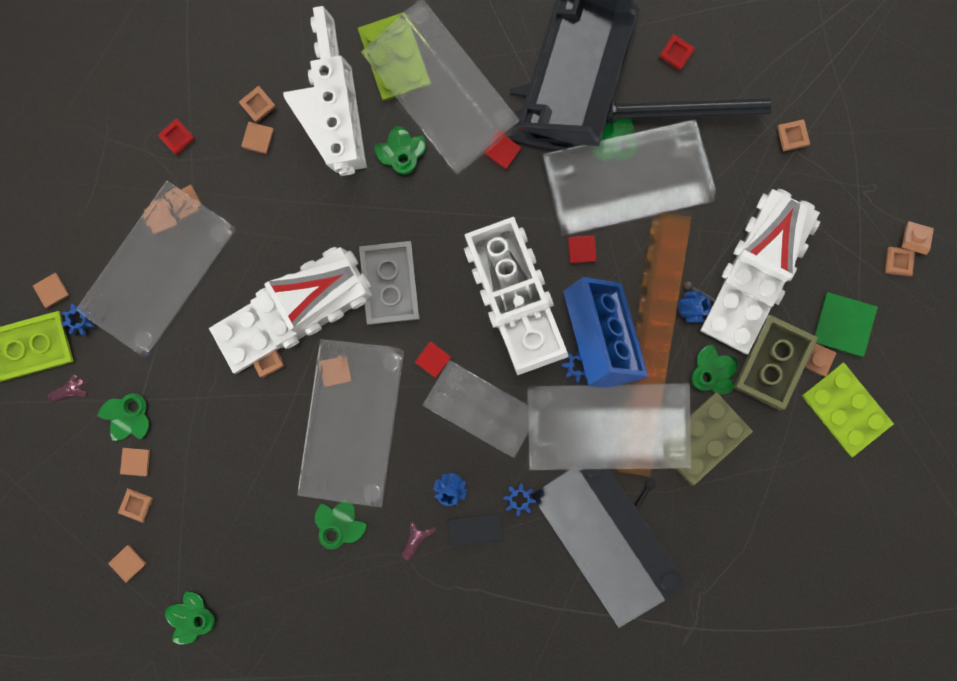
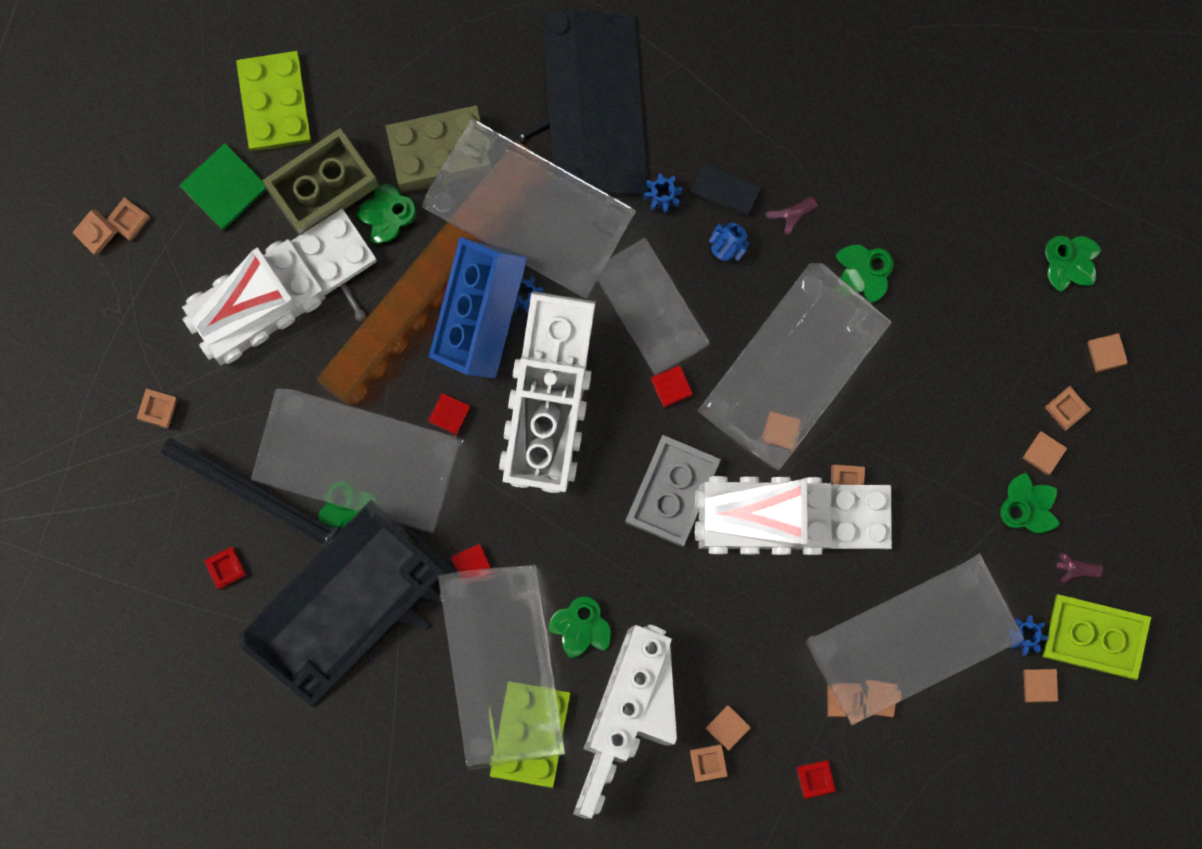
camera: 155 degrees left, 5 degrees down
(694, 306) = (368, 287): blue gear -> none
(820, 360) = (269, 162): nougat plate -> none

